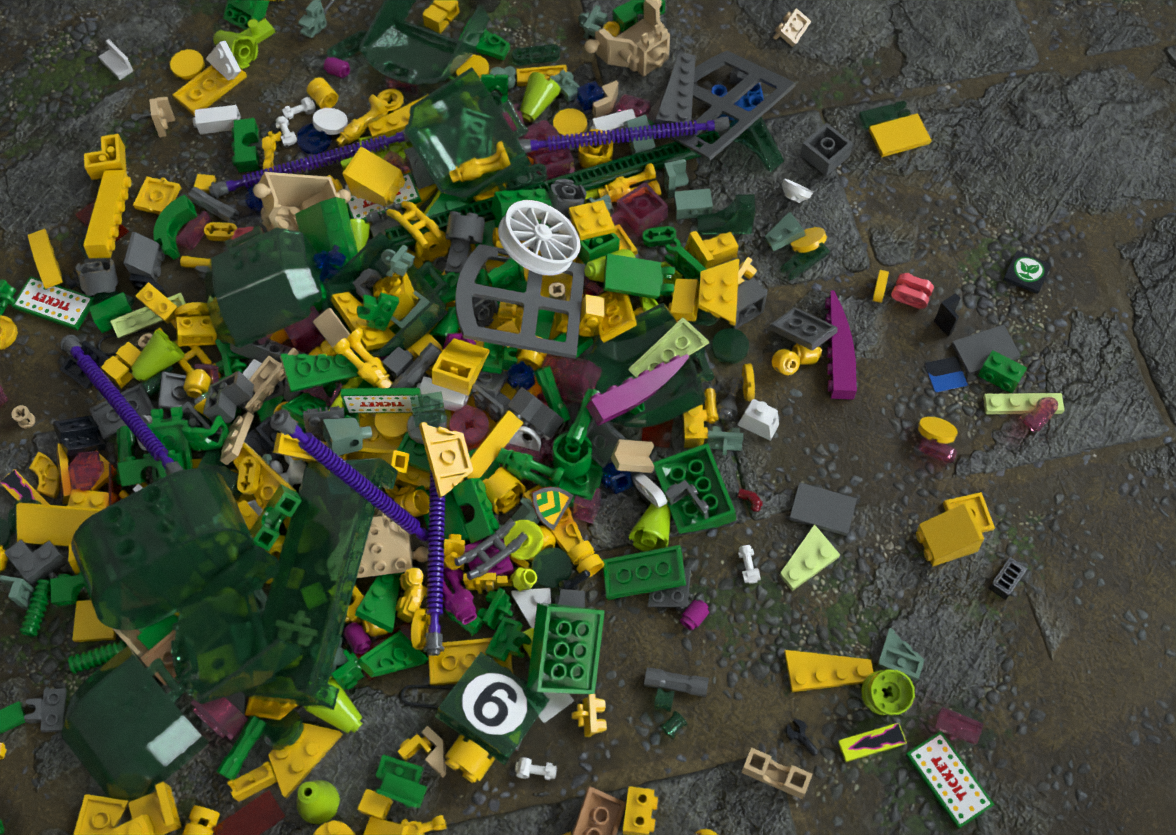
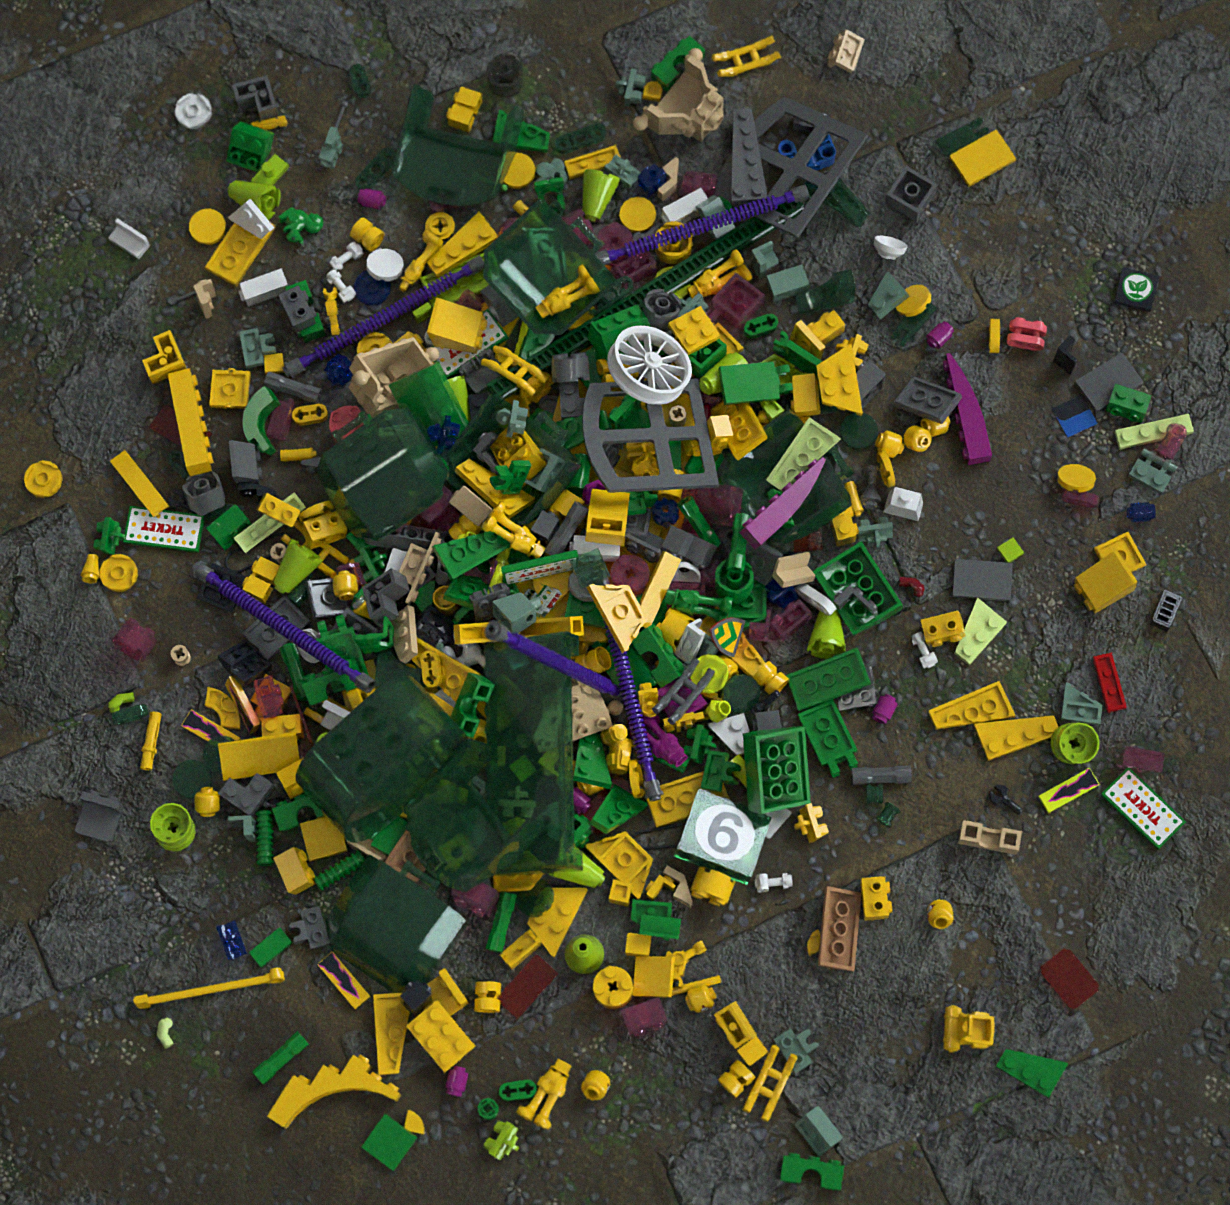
camera: 10 degrees left, 10 degrees up
(52, 646) = (294, 870): none -> yellow brick
(63, 772) = (344, 980): none -> tile
(122, 806) = (416, 997): none -> black brick
(193, 164) = (256, 346): none -> sand green plate
(236, 137) = (297, 309): none -> dark grey brick
(264, 72) = (298, 220): none -> green animal
(371, 744) = (620, 893): none -> yellow panel
(378, 434) = (548, 598): none -> piece
(387, 712) = (624, 860): none -> yellow wing
(513, 503) = (690, 641): none -> white panel
(619, 506) = (790, 620): none -> clear pink brick
(631, 630) = (829, 736): none -> green tile
(693, 24) = (735, 54): none -> yellow piece
(759, 360) = (890, 443): none -> yellow head
(773, 546) = (943, 628): none -> yellow brick
(791, 633) = (976, 707): none -> yellow wing
(827, 275) = (939, 335): none -> magenta brick
(857, 486) = (1010, 550): none -> lime tile
(935, 639) = (1109, 682): none -> red tile
(998, 475) = (1141, 512): none -> clear blue brick
(1013, 444) = (1150, 476): none -> sand green plate

